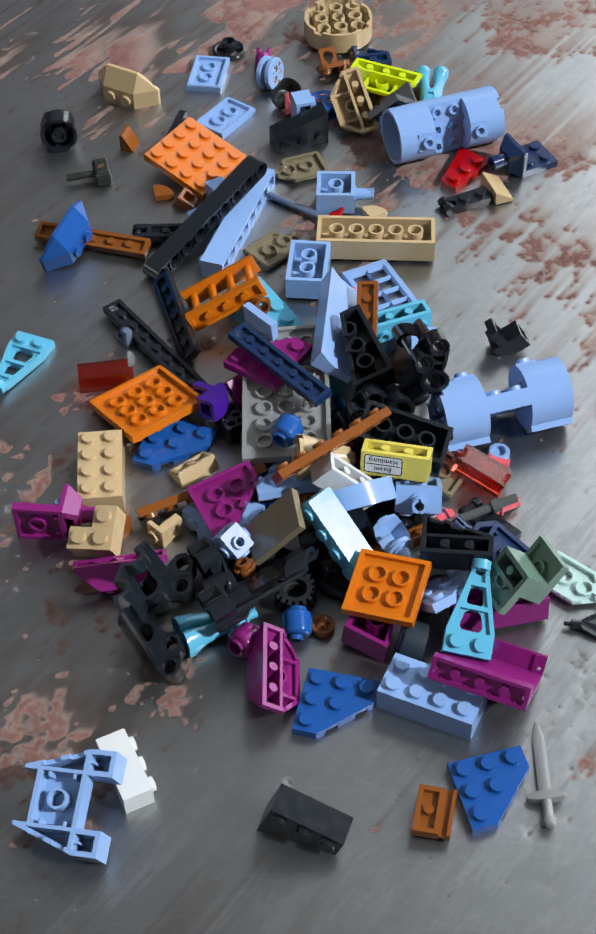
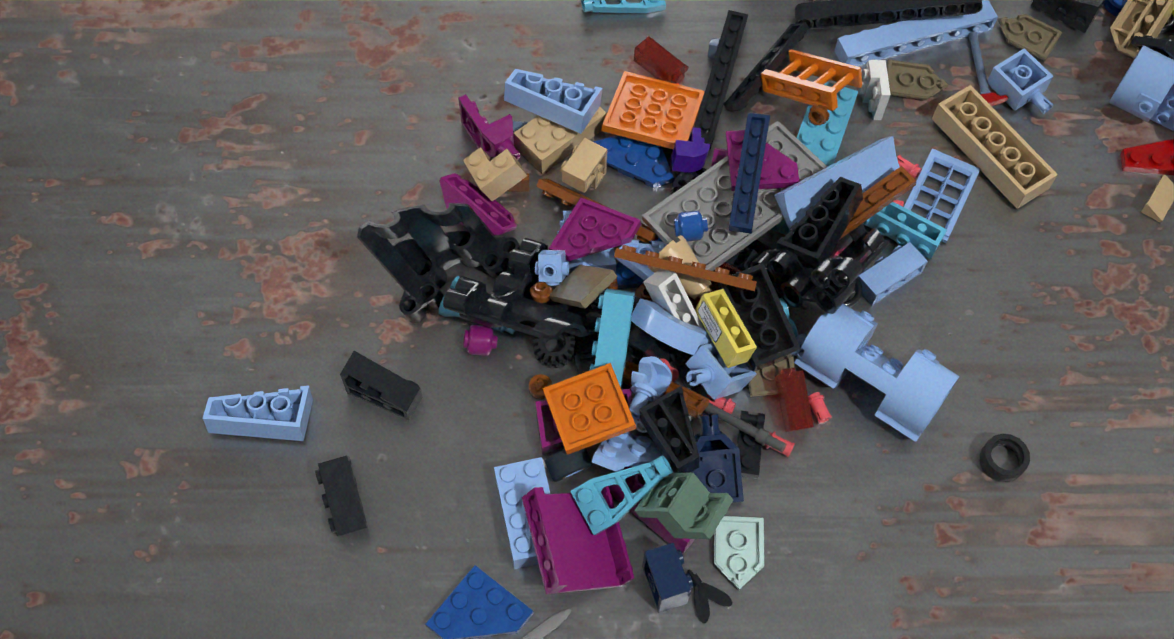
camera: 50 degrees right, 15 degrees up
(63, 798) = (236, 320): light blue wedge -> none
(81, 447) = (553, 99): none -> light blue wedge
(136, 786) = (303, 341): white brick -> none
(157, 470) = (585, 166): none -> tan brick
(166, 532) = (541, 215): tan bracket -> none
(172, 841) = (261, 415): none -> light blue wedge
(194, 469) = (622, 190): tan slope -> none
(226, 734) = (380, 386): none -> black wedge
(260, 321) = (791, 126): light blue tile -> none
(271, 263) = (875, 87): none -> white plate
(273, 670) = (461, 382): magenta wedge -> none
(296, 622) = (523, 365): blue head -> none
(306, 268) = (907, 119): light blue brick -> none
(331, 701) = (472, 440): blue plate -> none
(372, 210) = (1030, 124): tan tile -> none
(434, 812) = (421, 584): dark orange plate -> none
(465, 201) = (1118, 185): black plate -> none
(499, 450) = (835, 402): light blue tile -> none
(506, 340) = (970, 326): black brick -> none
(565, 633) = (667, 577): none -> dark blue brick

